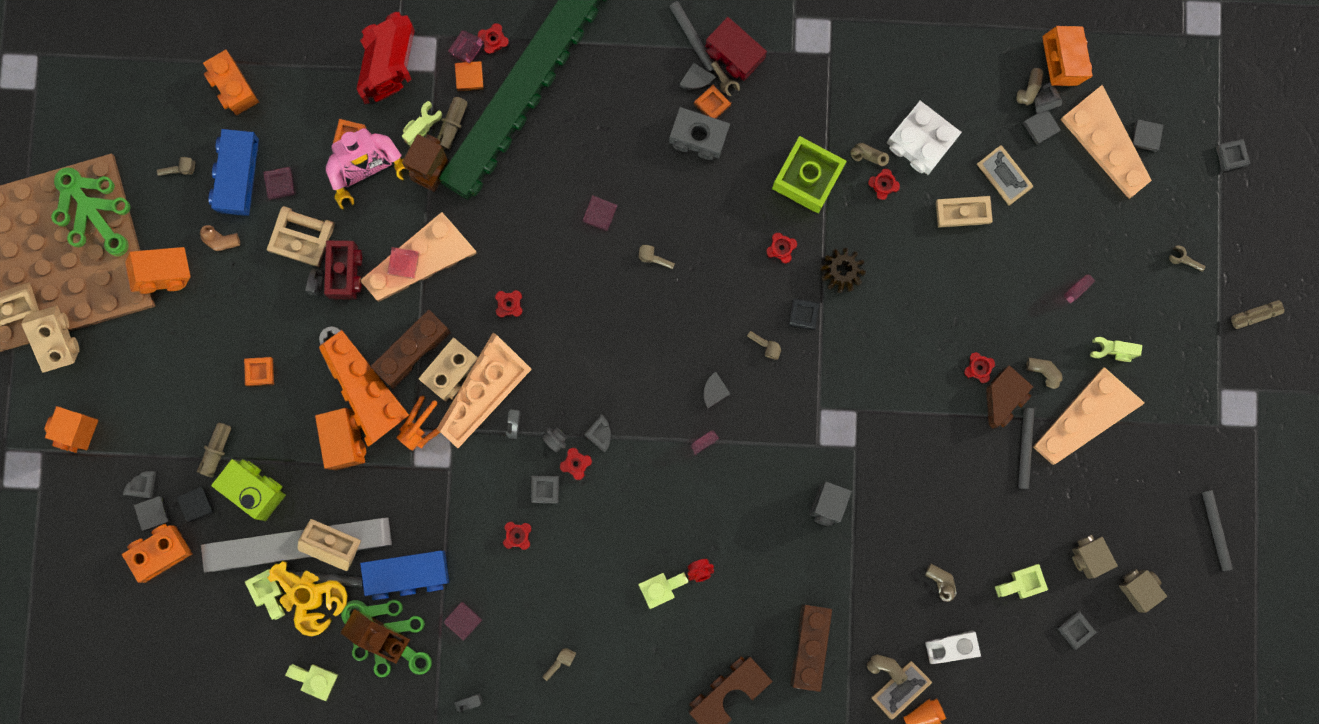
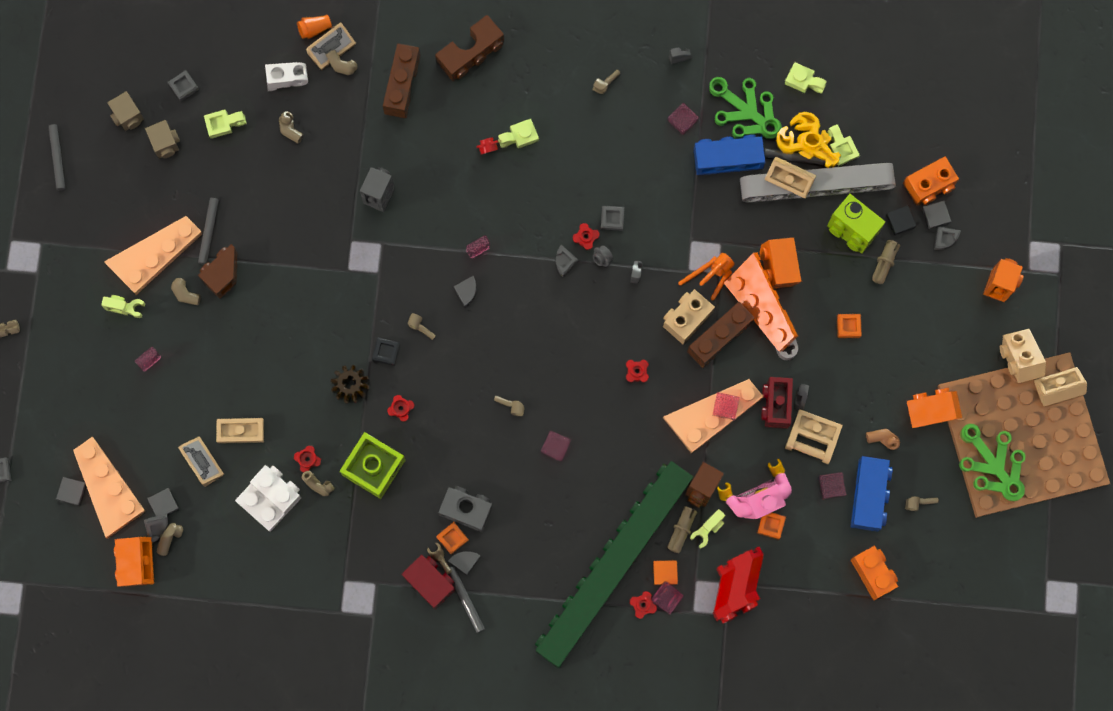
camera: 170 degrees left, 5 degrees down
(374, 636) = (754, 105): reddish brown slope -> none
(486, 386) = (660, 298): light nougat wing -> none
(522, 541) = (632, 177): red plate -> none
(986, 363) = (239, 292): red plate -> none
(1185, 259) = (51, 381): dark tan hand -> none

